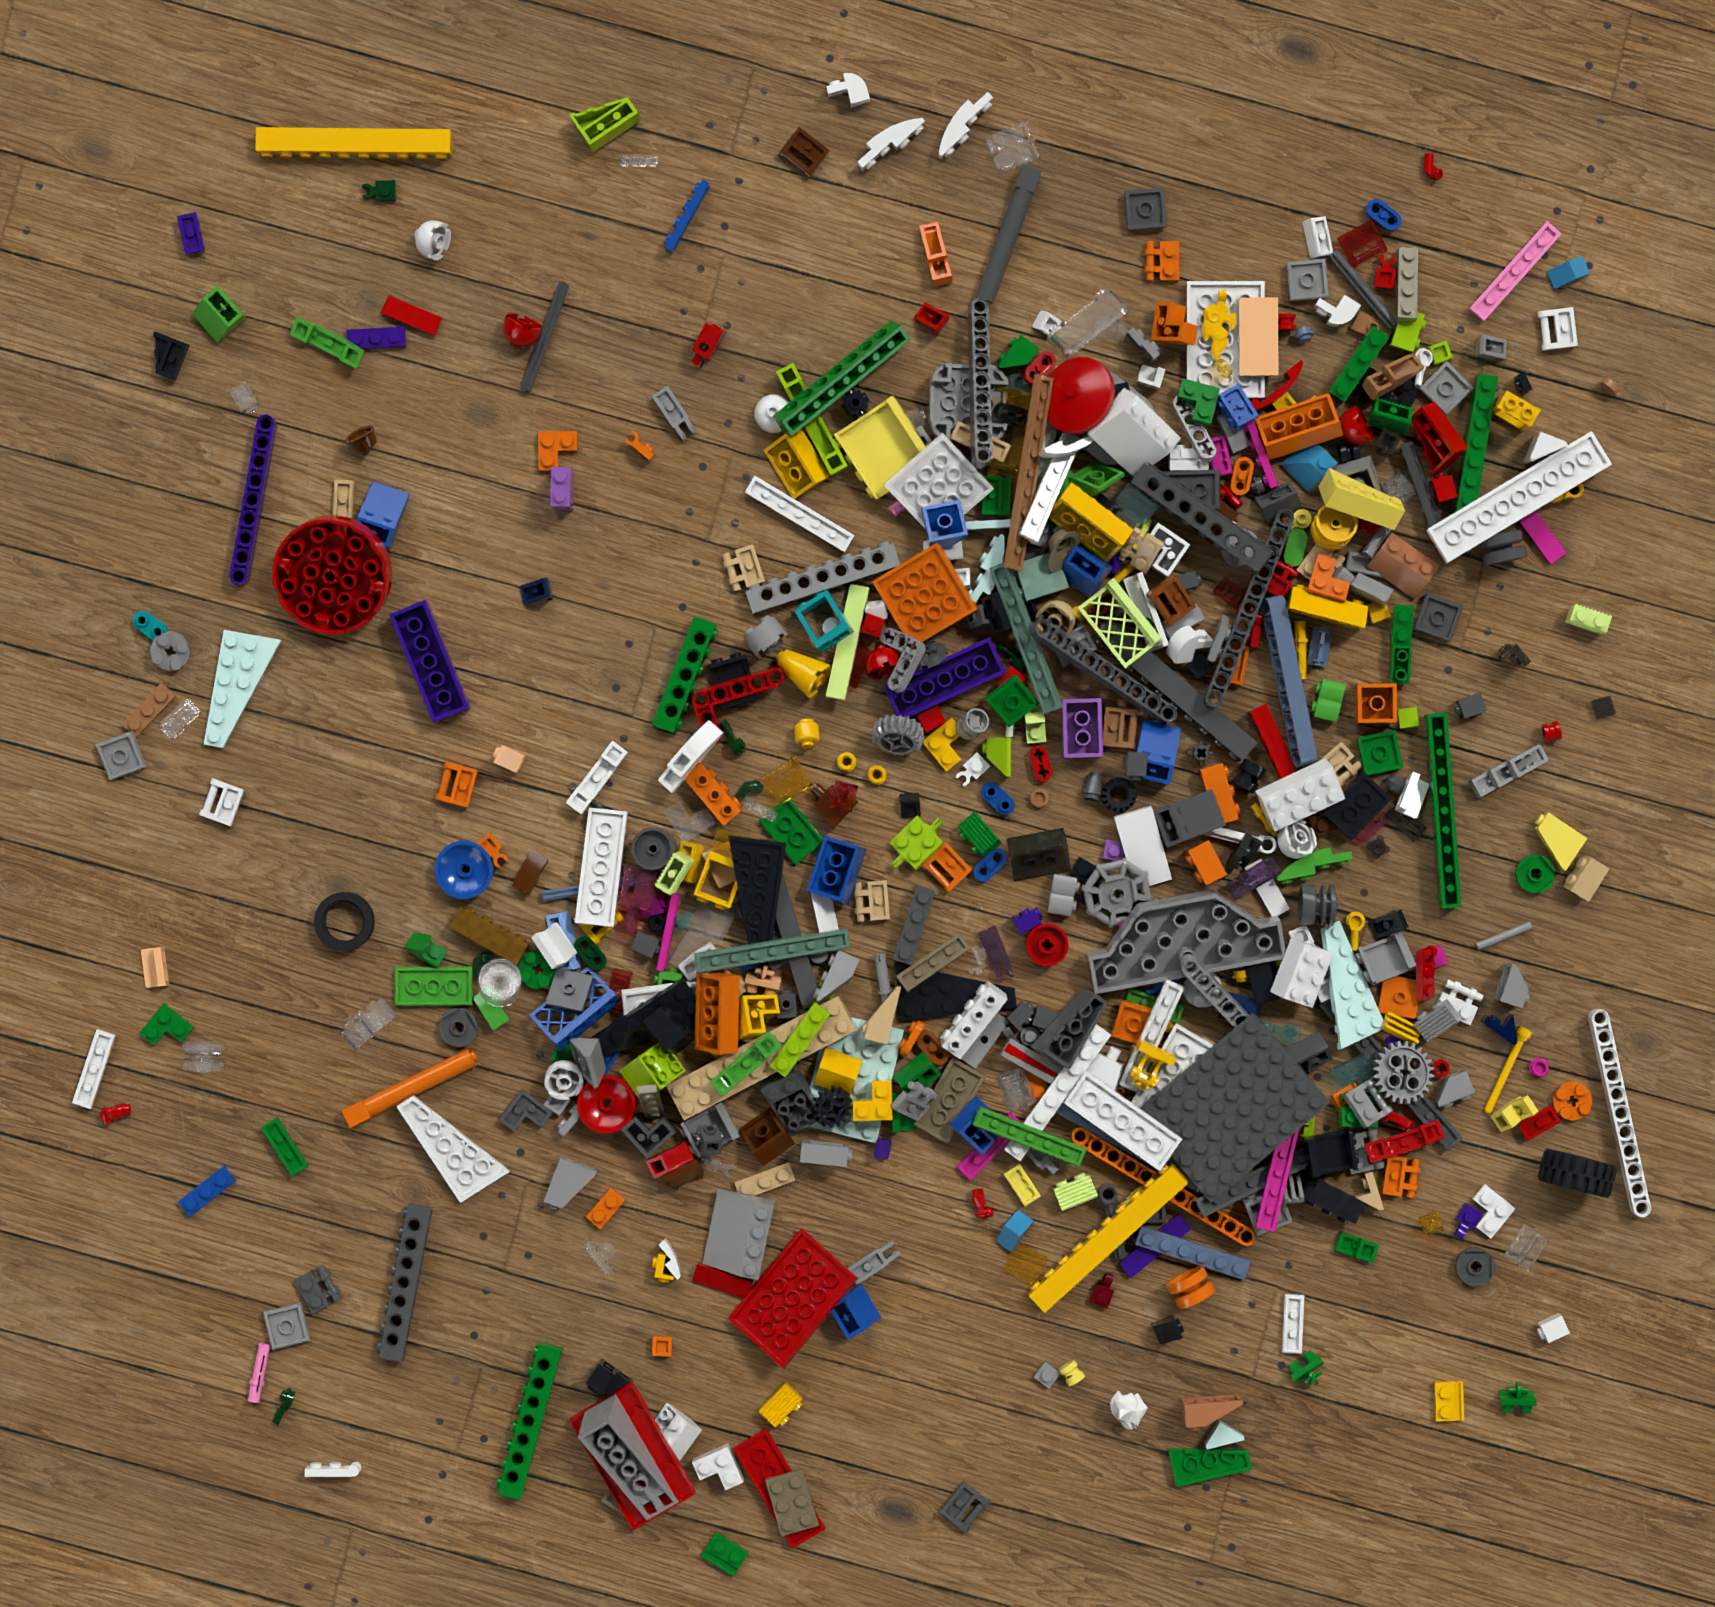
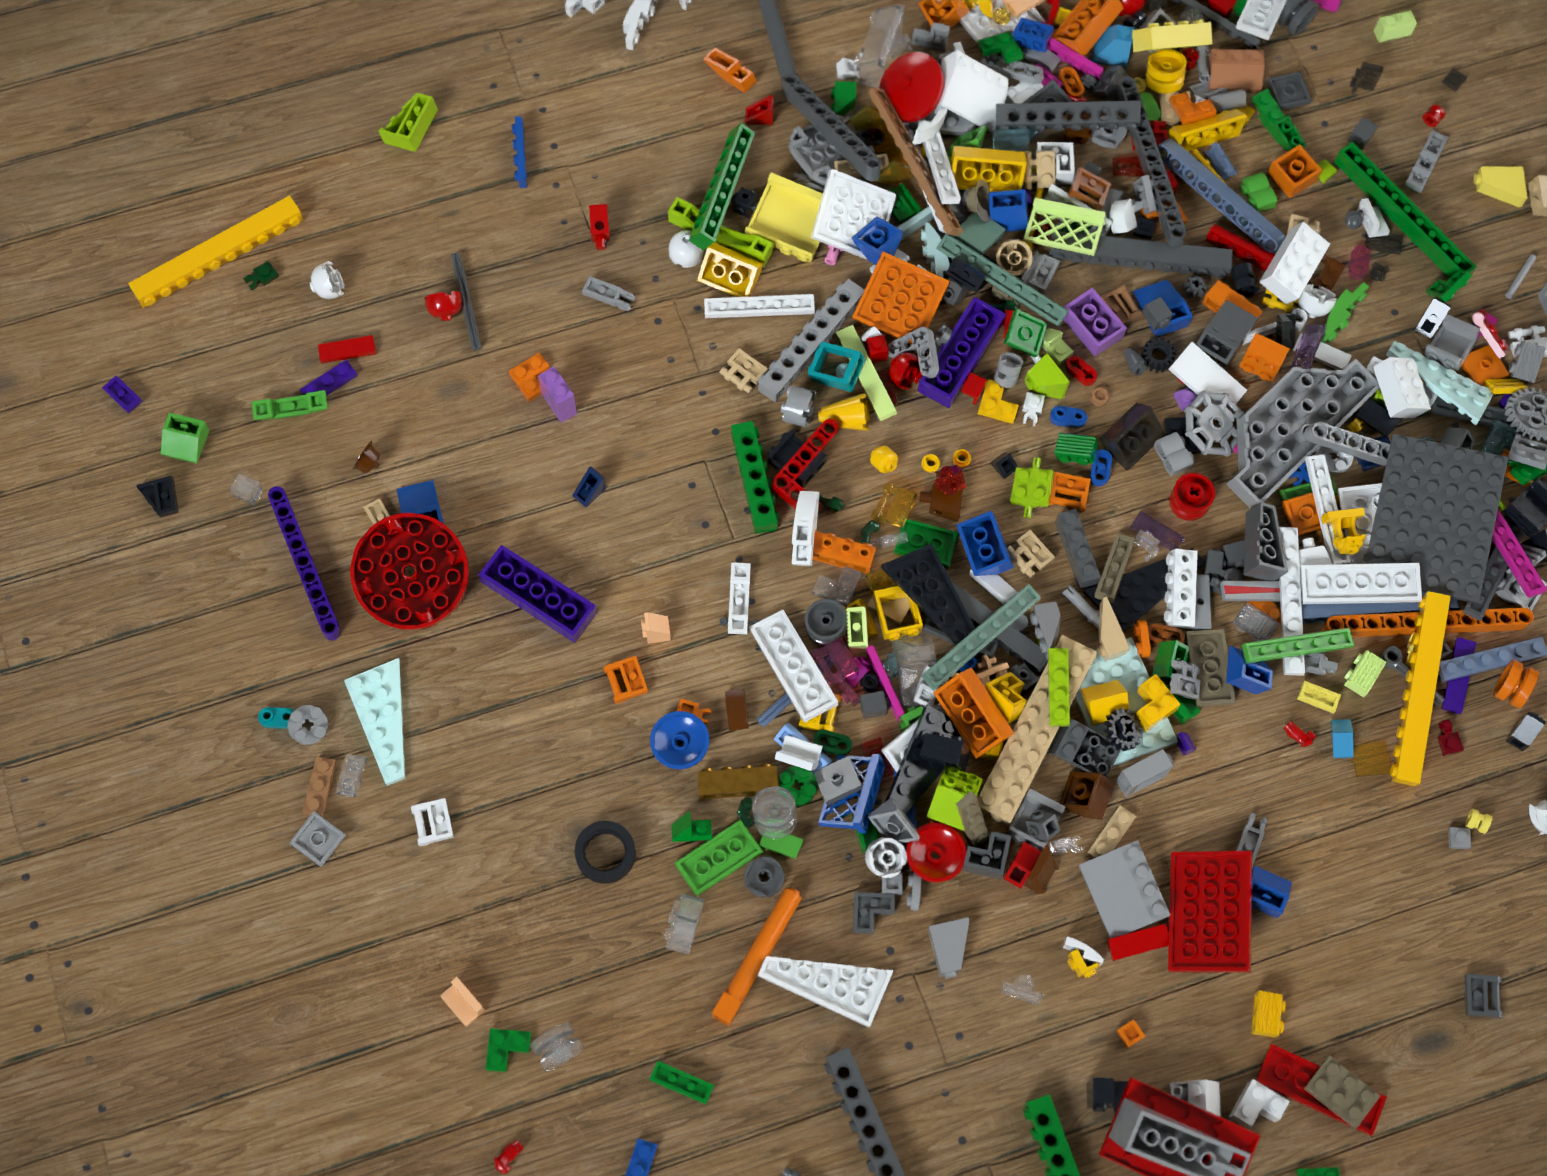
camera: 35 degrees left, 20 degrees down
(94, 1069) = (463, 1129): white plate -> none
(605, 1208) = (996, 948): orange plate -> none
(638, 160) = (455, 137): clear axle -> none
(645, 450) = (600, 333): orange plate -> none
(745, 1064) = (1029, 734): bright green slope -> none
(808, 147) = (579, 55): reddish brown plate -> none
(897, 735) = (961, 415): light grey gear -> none
(975, 1162) = (1268, 700): dark pink tile -> none
(1027, 920) = (1161, 490): dark purple brick -> none
(1037, 367) = (863, 97): red plate -> none
(1094, 668) = (1078, 267): dark grey beam -> none
(1317, 905) = (1371, 335): dark grey wheel -> none
(1355, 922) = (1407, 335): yellow plate -> none
(1361, 804) = (1344, 249): black tile -> none
(1380, 752) = (1325, 205): green plate -> none
(1418, 908) = (1446, 289): none -> green plate
(1546, 873) = (1503, 227): green plate -> none

